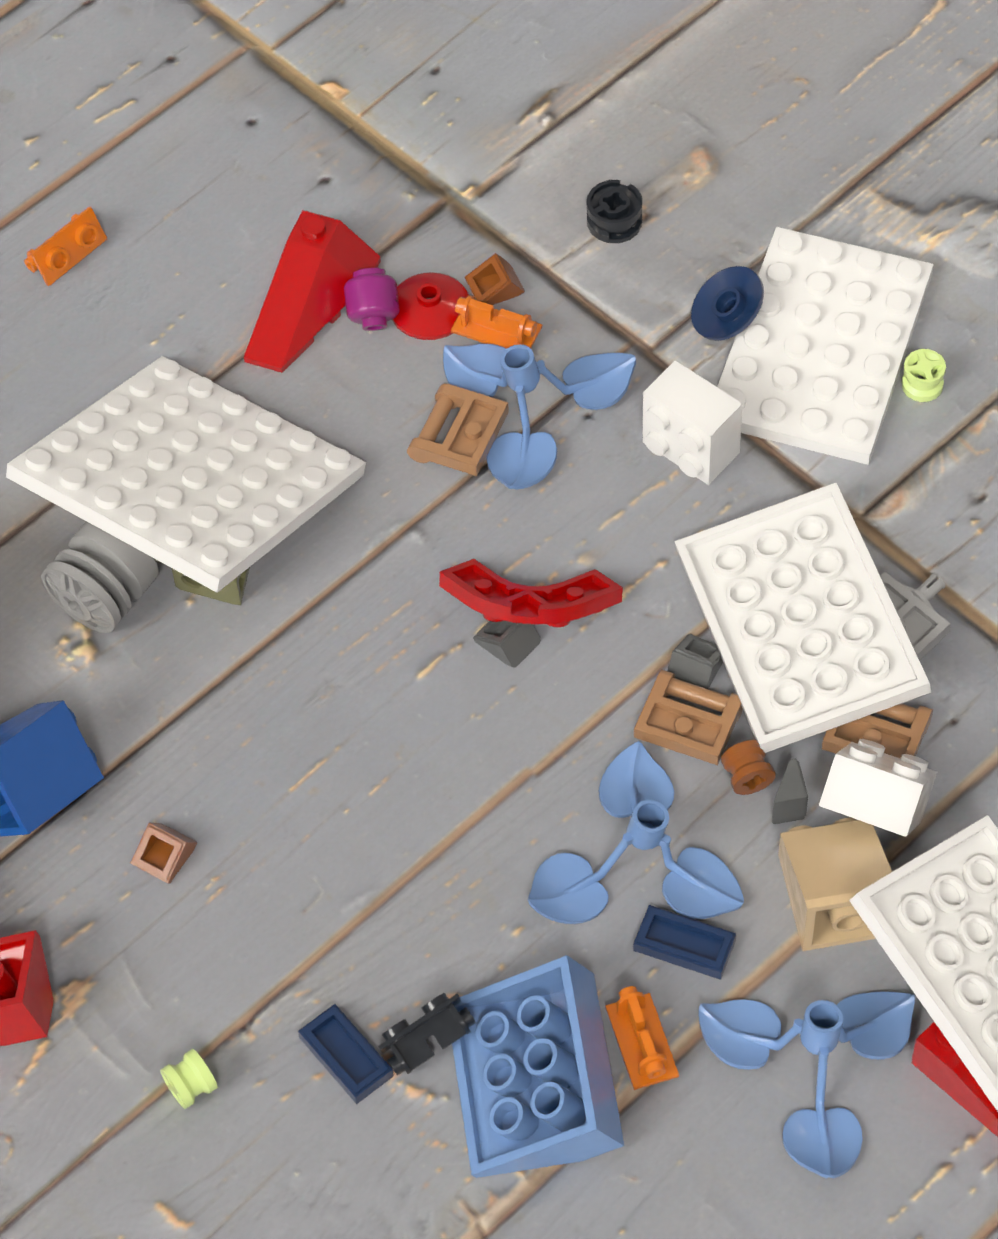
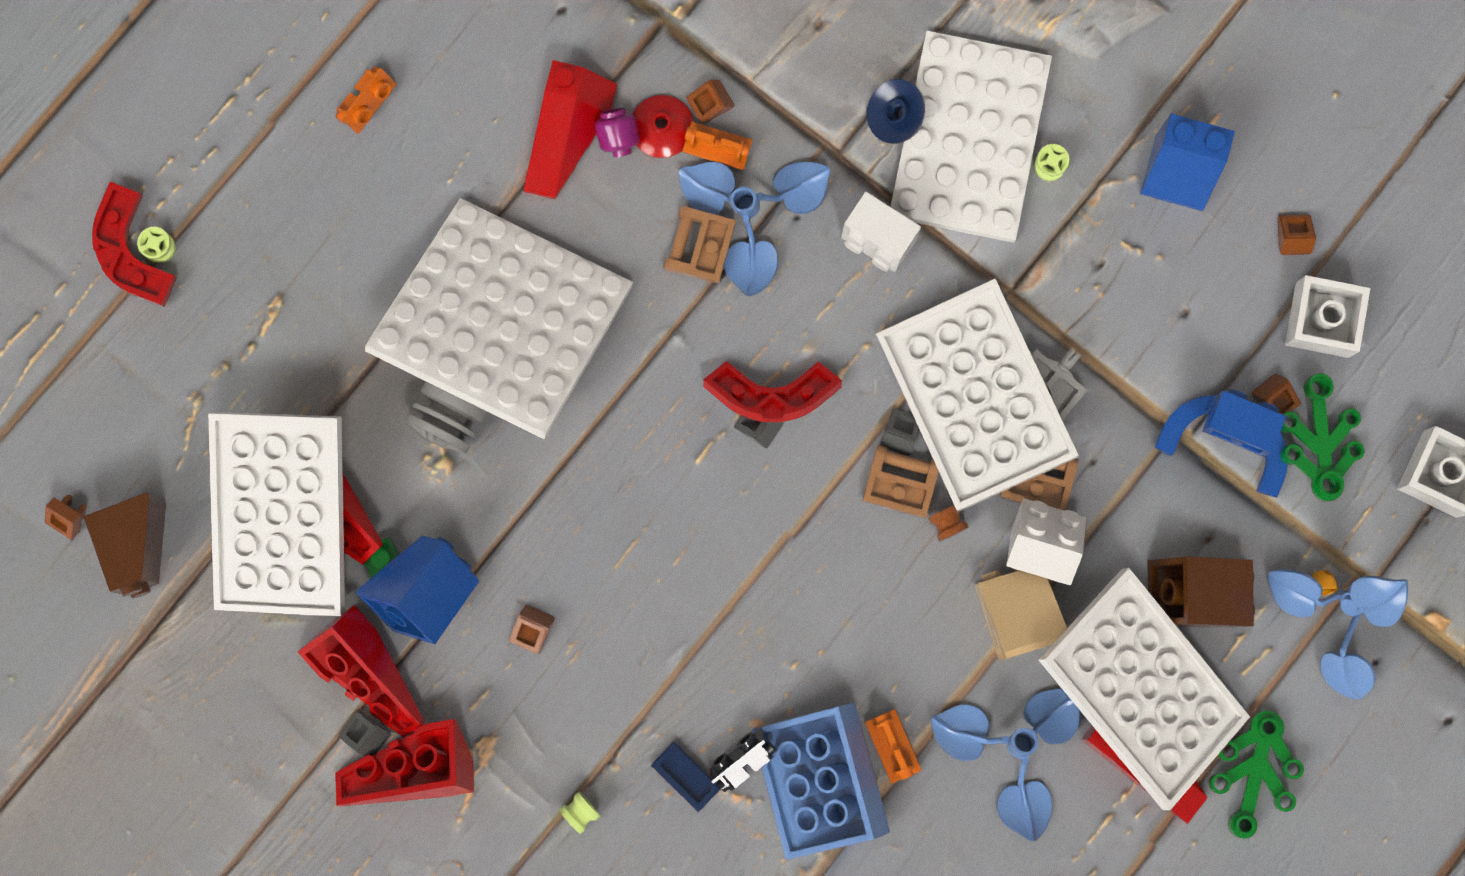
camera: 10 degrees left, 25 degrees up
(613, 211) = (797, 27): black wheel -> none
(639, 788) = (922, 615): medium blue plant -> none
(684, 942) = (915, 664): dark blue tile -> none
(791, 796) = (982, 541): dark grey slope -> none

